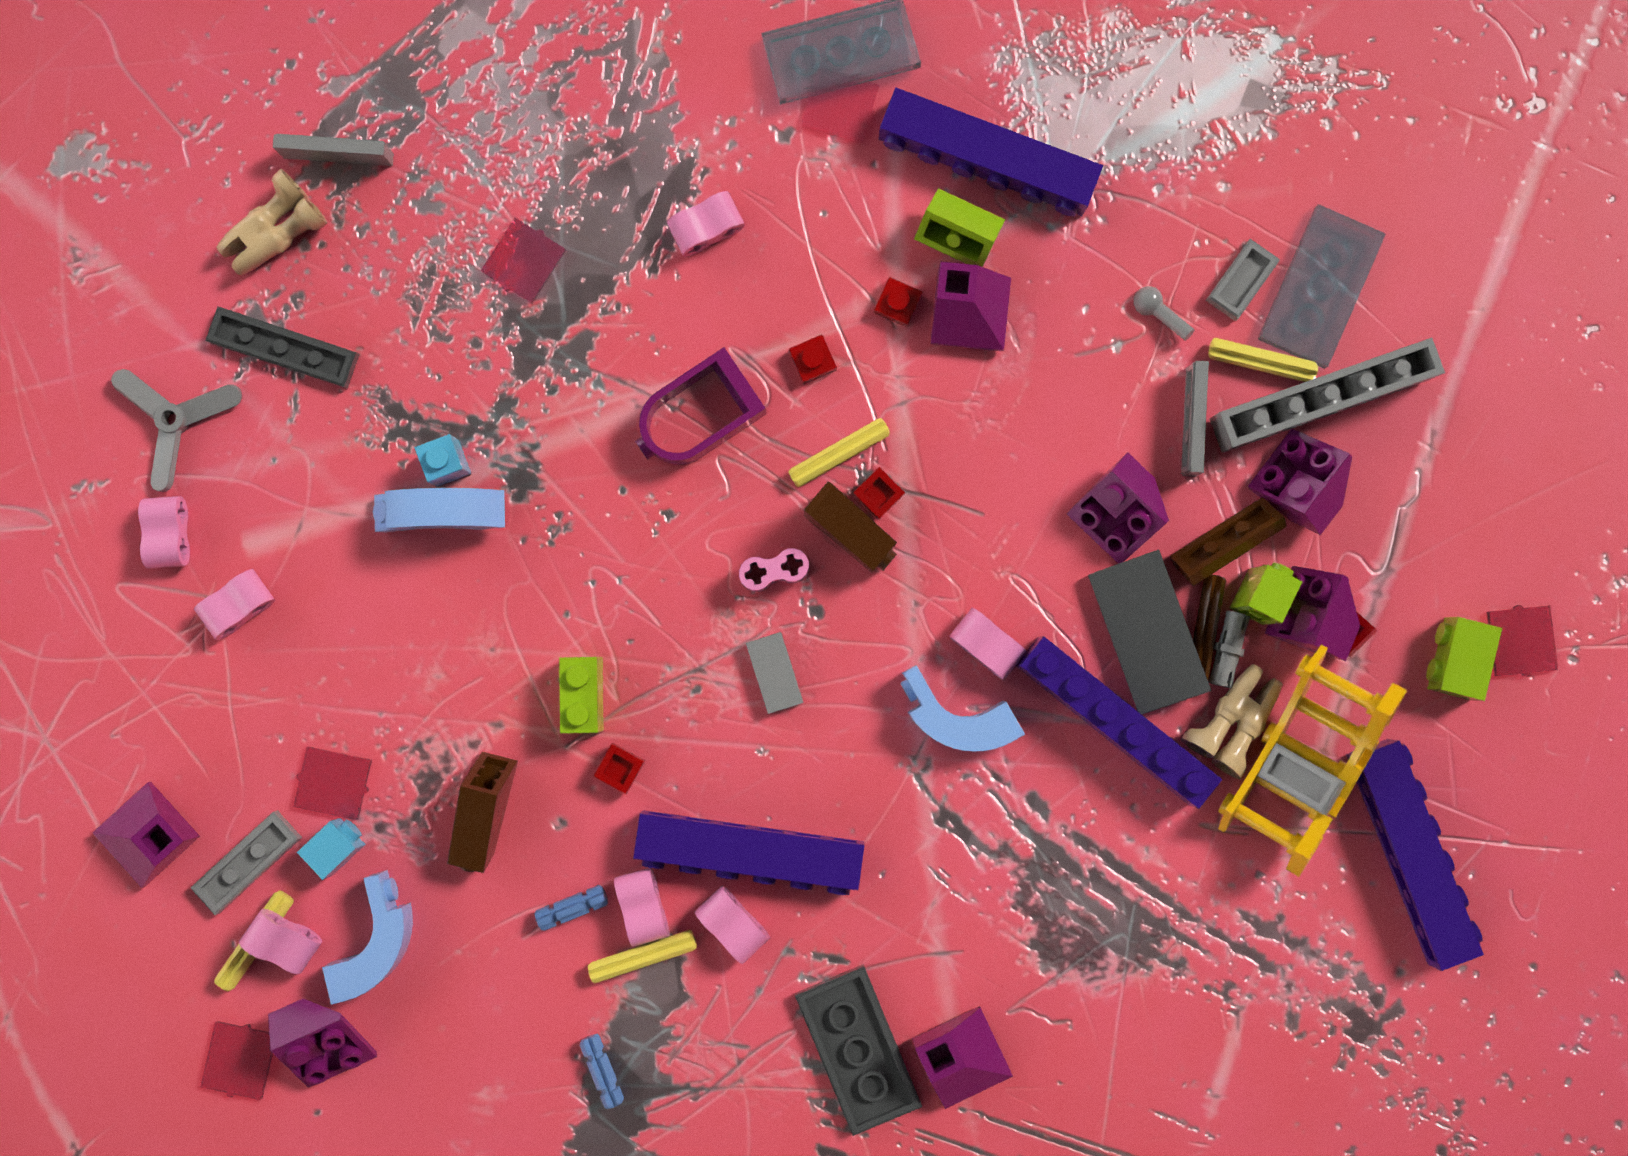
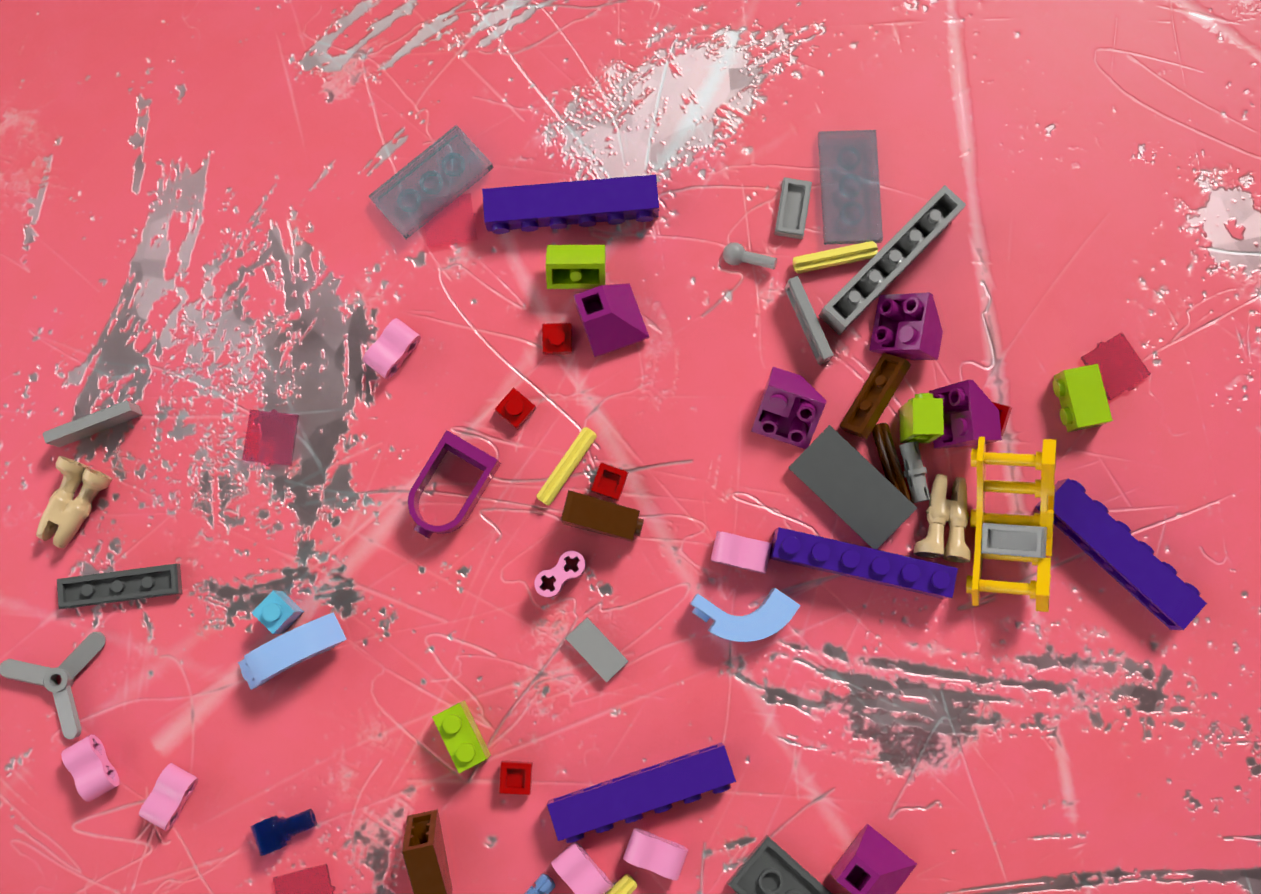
camera: 30 degrees left, 5 degrees down
(330, 699) = (275, 832): none -> clear blue pin

